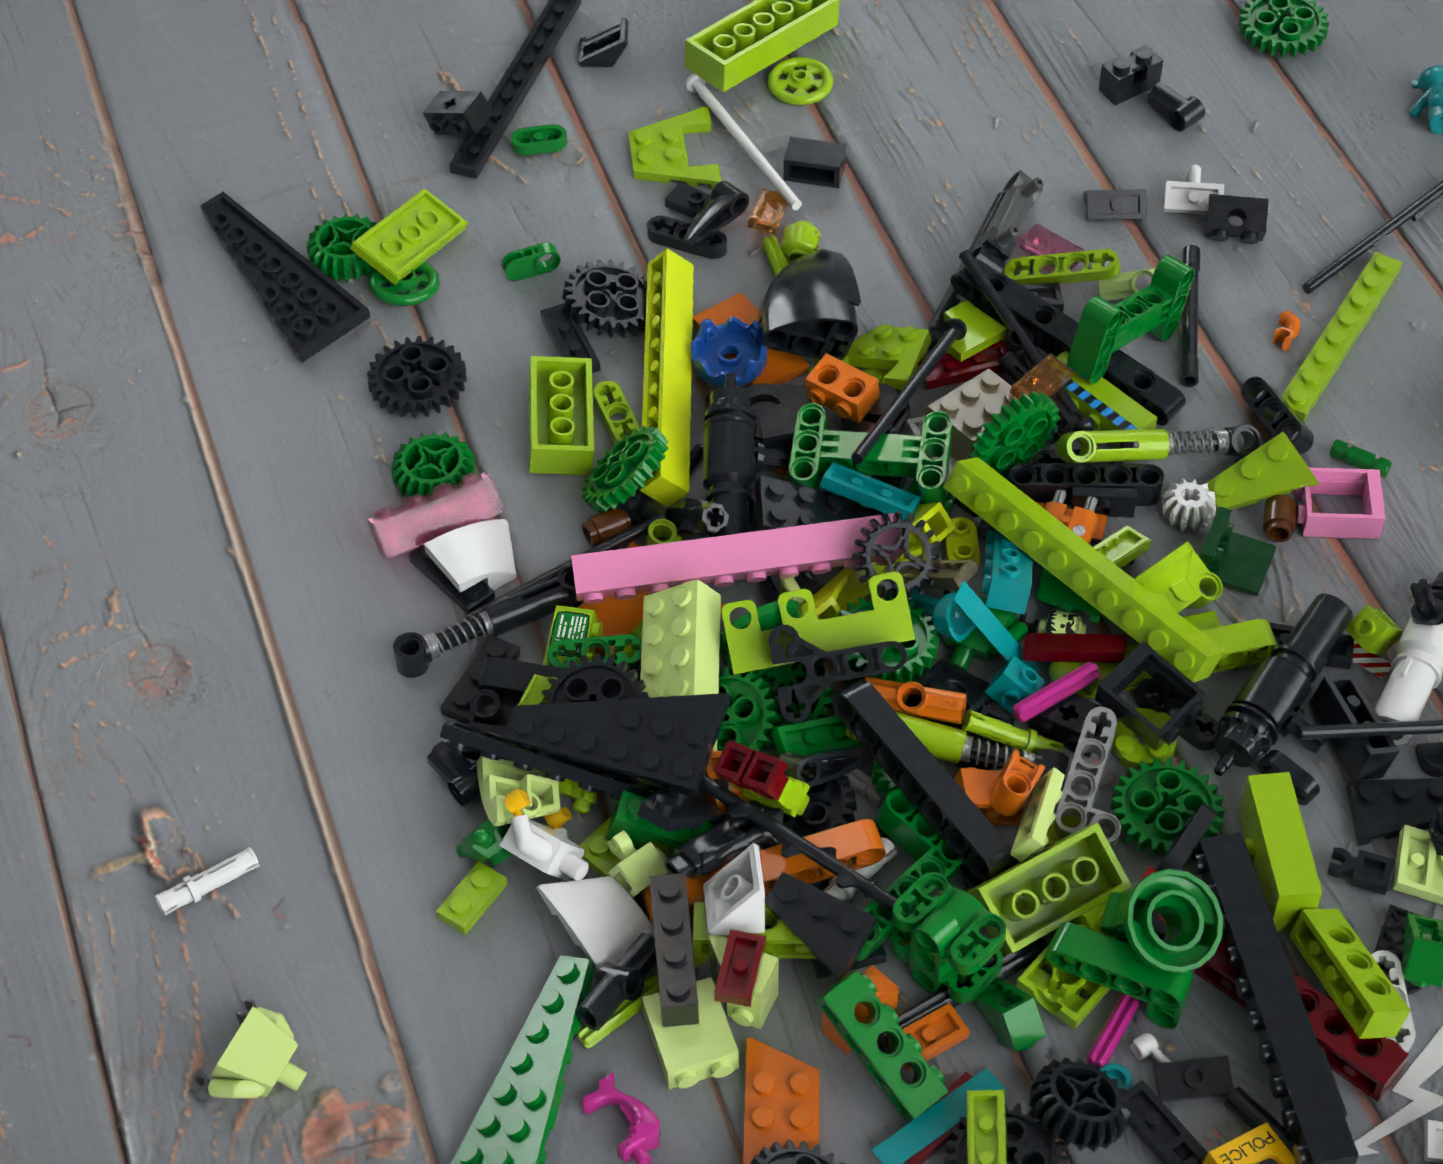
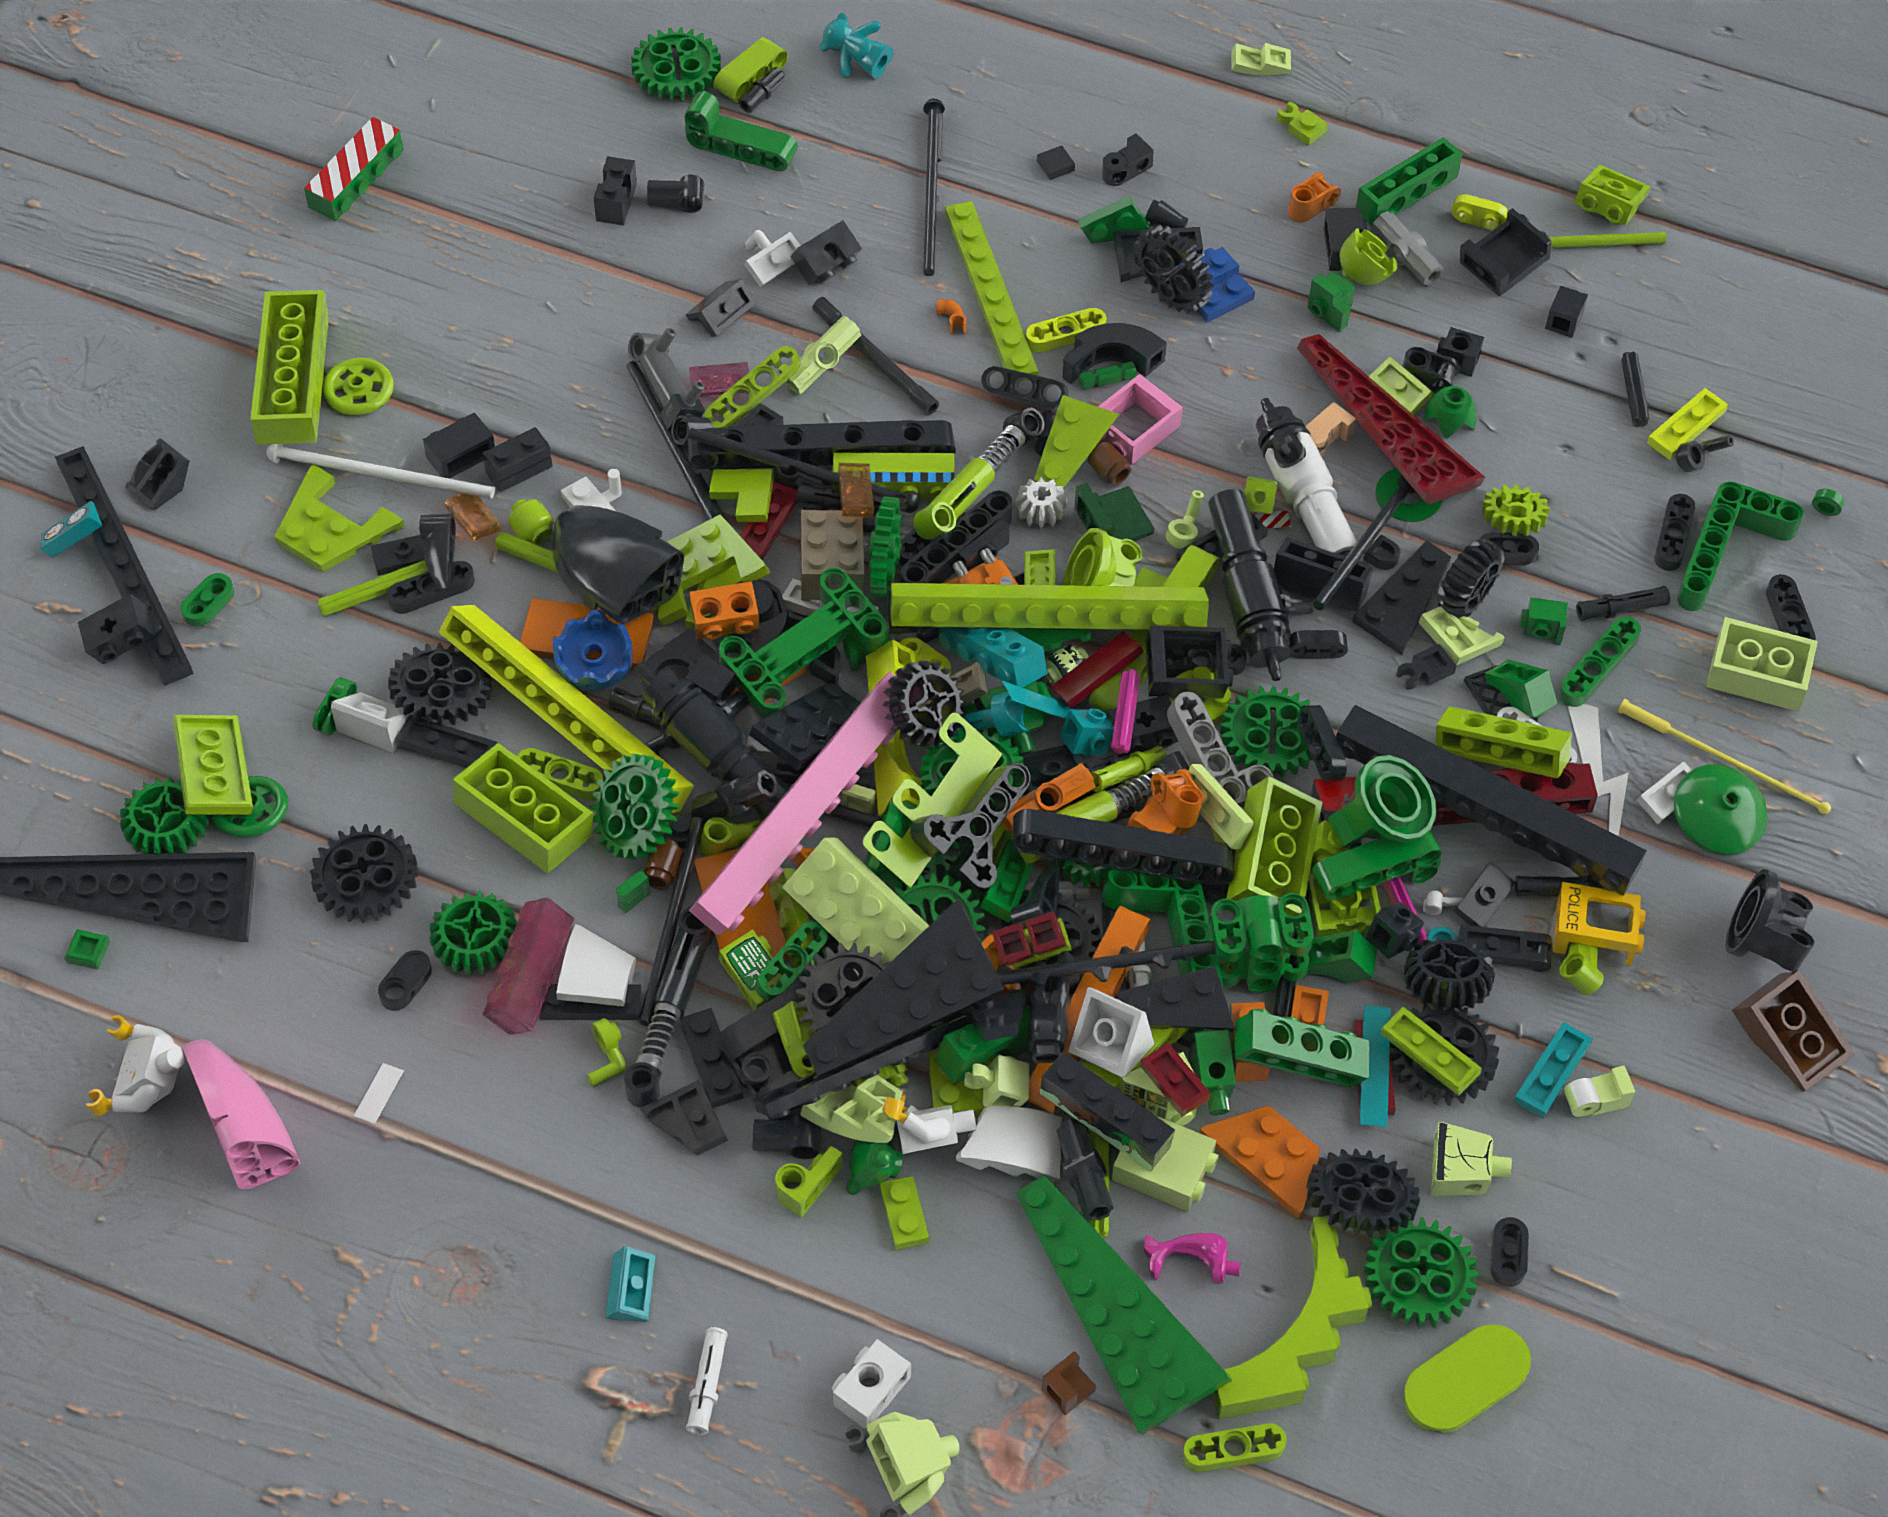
camera: 50 degrees left, 5 degrees up
(137, 384) = (145, 1072): none -> white torso
(149, 451) = (241, 1116): none -> bright pink panel
(210, 291) = (87, 949): none -> green tile
(245, 777) = (630, 1285): none -> teal slope
(258, 520) = (378, 1093): none -> white sticker
(316, 995) = (867, 1403): none -> white brick
(365, 463) = (408, 973): none -> black piece
(414, 703) = (687, 1118): none -> black wing
(426, 1119) = (1067, 1384): none -> reddish brown panel
(428, 606) = (607, 1038): none -> lime plate
(433, 818) = (811, 1183): none -> lime plate
(509, 38) = (70, 530): none -> teal slope
(540, 282) = (369, 720): none -> white slope
(564, 528) = (632, 891): none -> green tile
(641, 207) = (368, 589): none -> lime axle
(795, 1001) = (1213, 1065): none -> green torso
(841, 197) = (517, 459): none -> black brick
(861, 258) = (585, 493): none -> white plate
(869, 491) = (834, 673): teal plate -> none
(954, 330) = (743, 499): black bar -> none
(1073, 1030) = (1394, 930): none -> black brick
(1110, 327) = (865, 390): green beam -> none
(1265, 97) = (736, 138): none -> green beam
(1279, 847) = (1352, 678): lime brick -> none
(1280, 611) = (1184, 532): none -> yellowish green plate
(1329, 81) = (761, 90): none -> black axle
(1337, 62) = (749, 66): none -> lime beam
(1359, 392) = (1074, 320): none -> neon yellow beam
(1388, 435) = (1114, 343): none -> black arch

